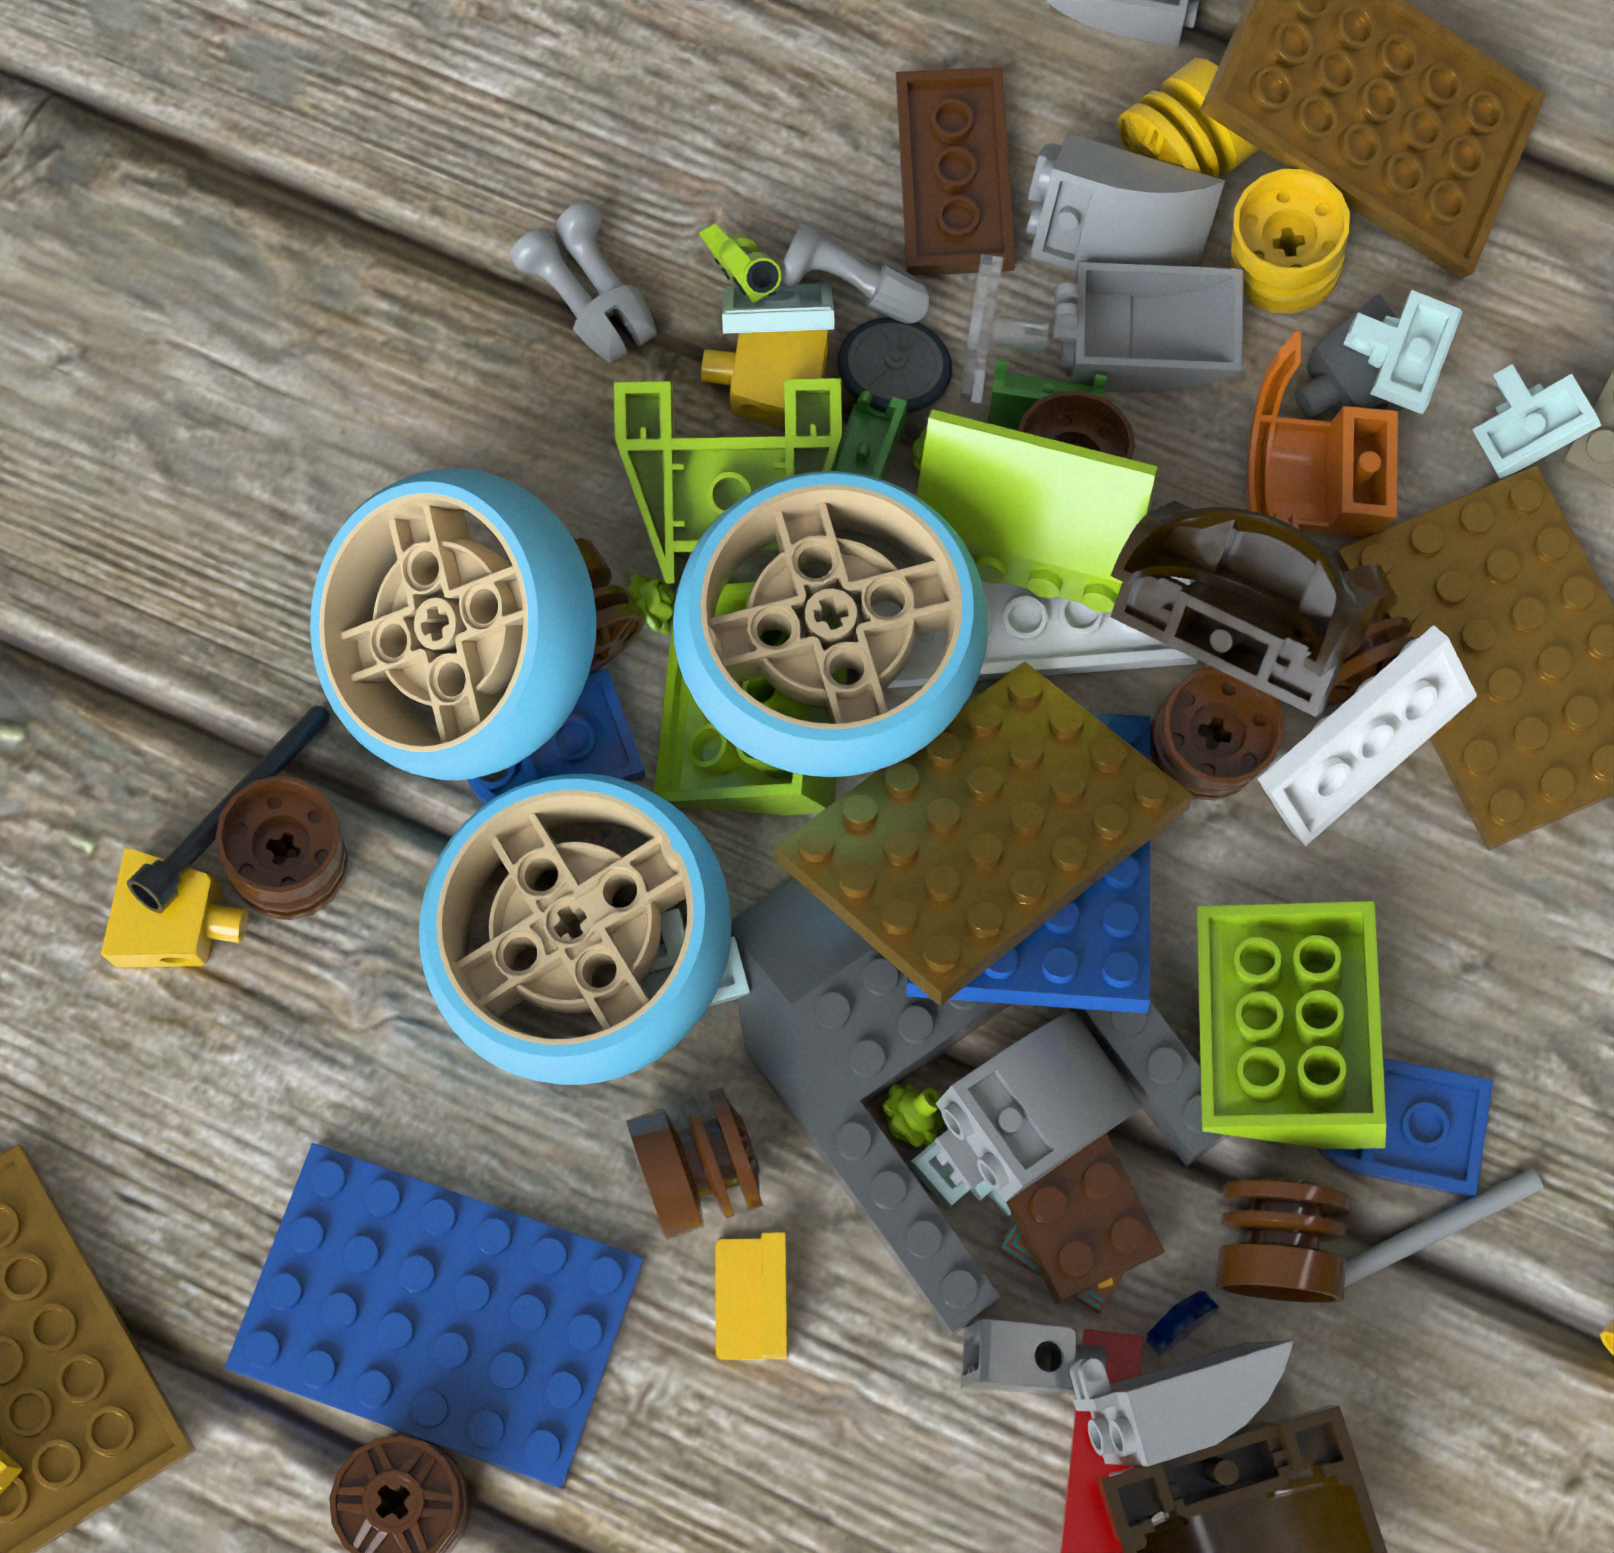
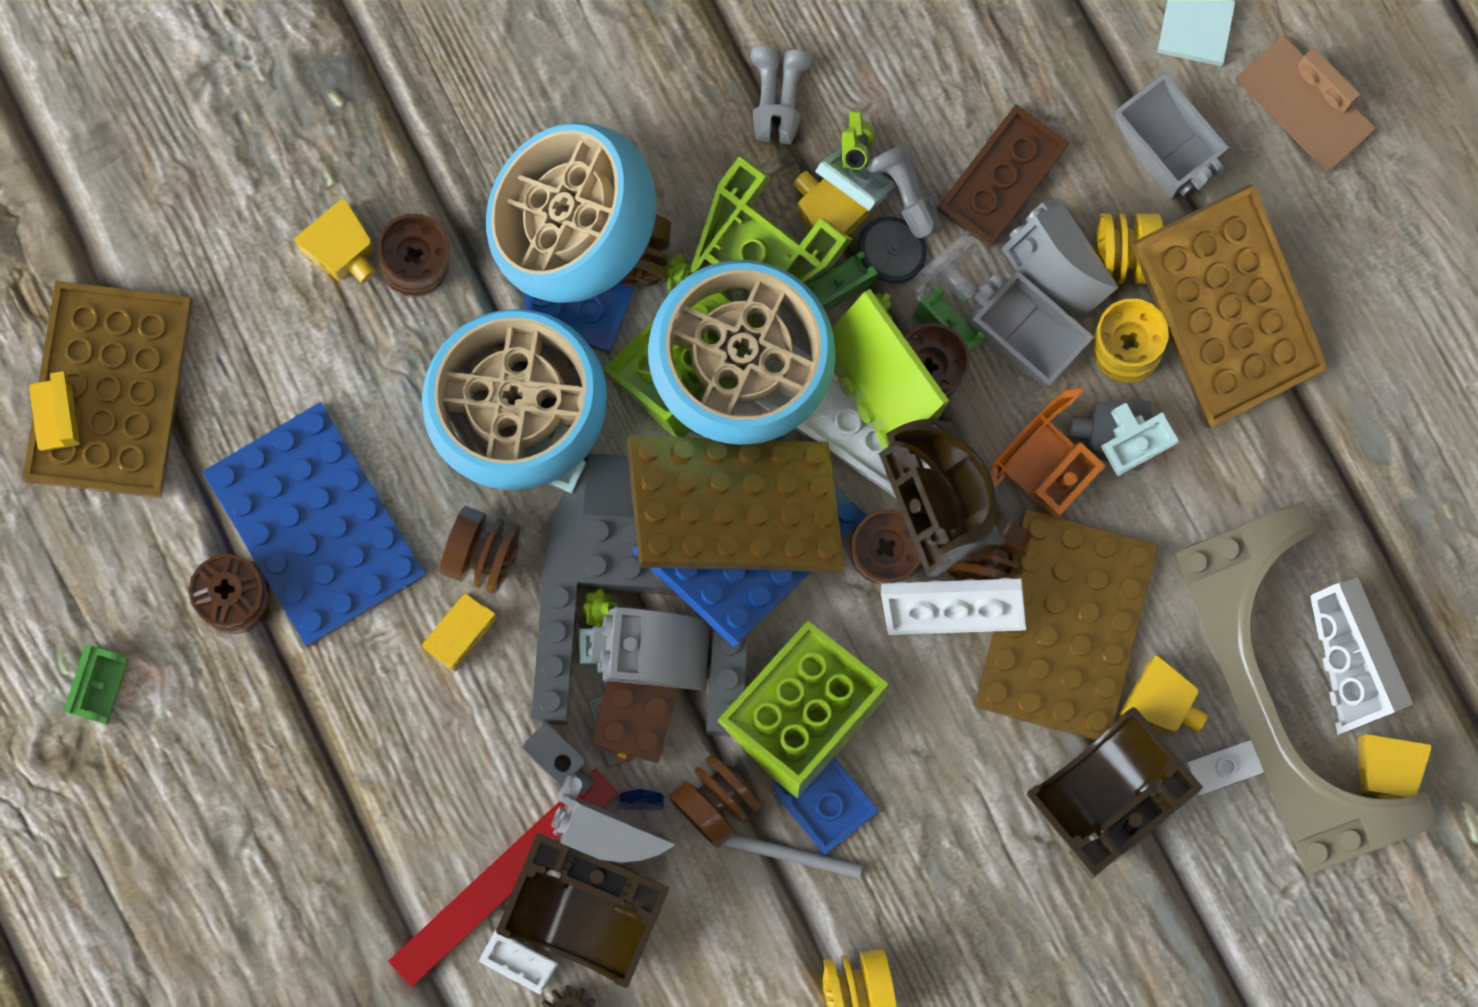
camera: 30 degrees right, 5 degrees up
(158, 883) = (345, 226): black piece -> none
(1533, 421) = (1173, 522): light aqua hinge -> none

